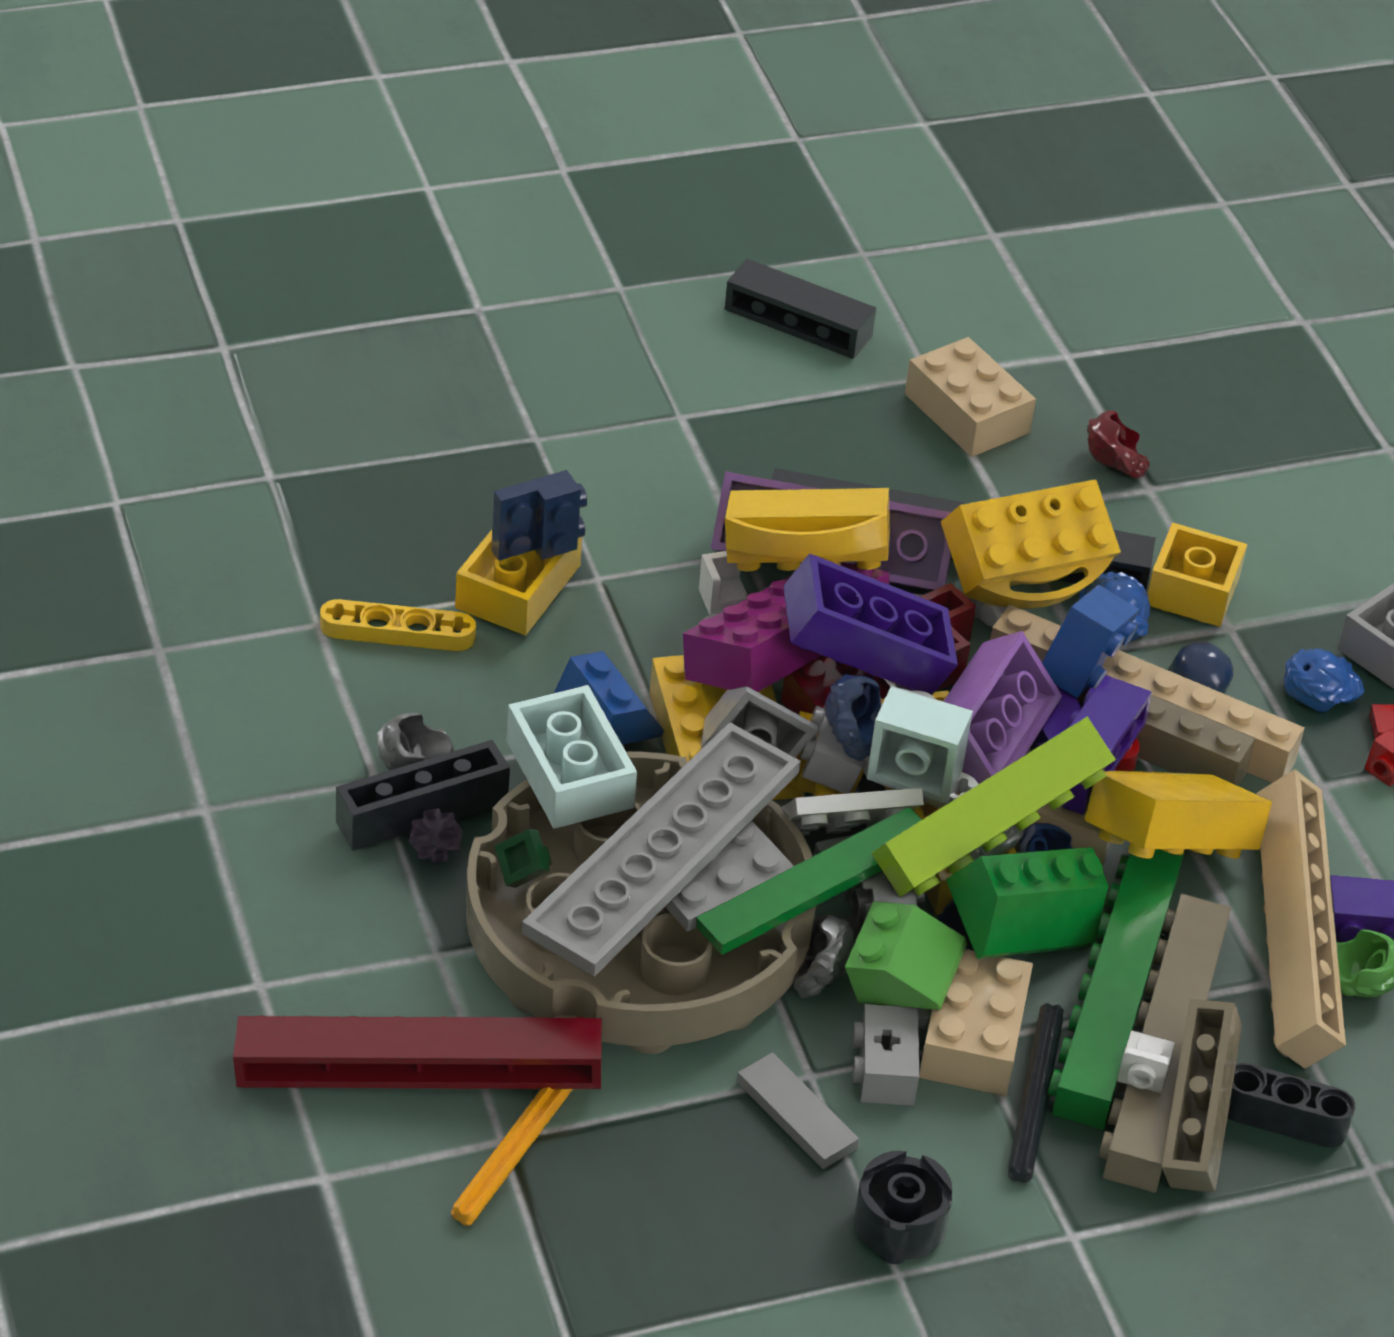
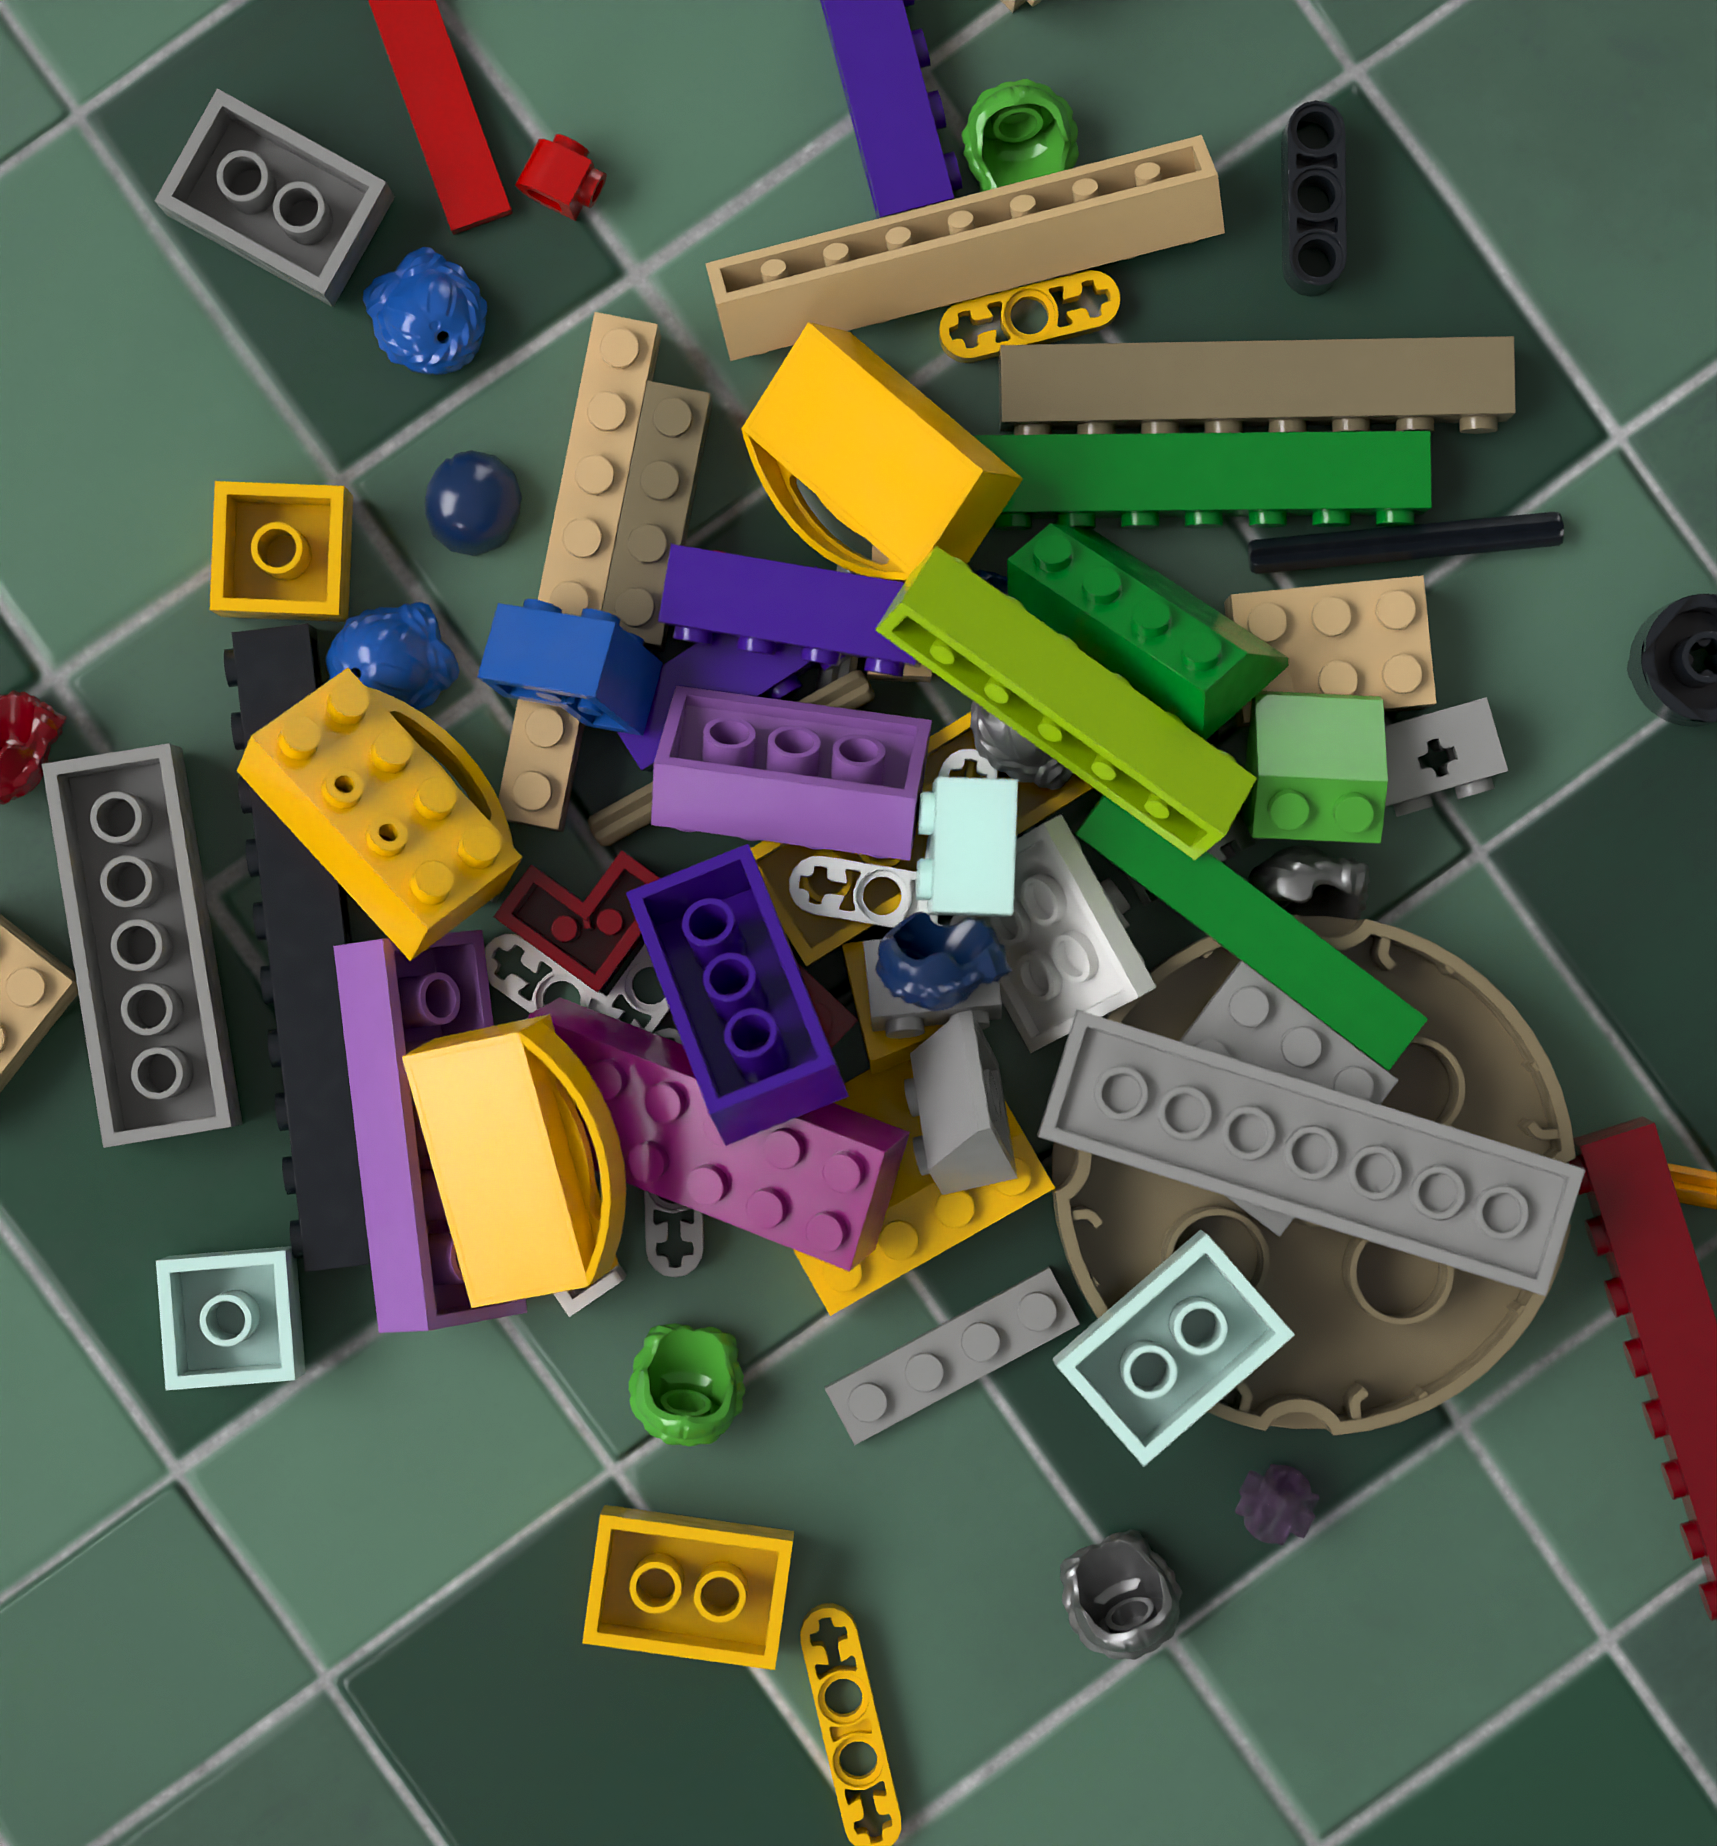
camera: 110 degrees left, 45 degrees up
(388, 802) = (1221, 1555): black brick -> none
(523, 858) = (1349, 1349): dark green tile -> none
(538, 517) = (652, 1560): dark blue plate -> none
(614, 694) = (940, 1345): blue slope -> none
(636, 604) = (687, 1384): none -> bright green hair
(759, 436) = (230, 1318): none -> light aqua brick
(798, 1110) = (1558, 850): light grey tile -> none
(975, 457) = (142, 944): none -> light grey brick
(1145, 1061) = (1360, 396): white bracket -> none
(1202, 1095) = (1391, 307): dark tan brick -> none
(1237, 962) = (1071, 290): none -> yellow beam

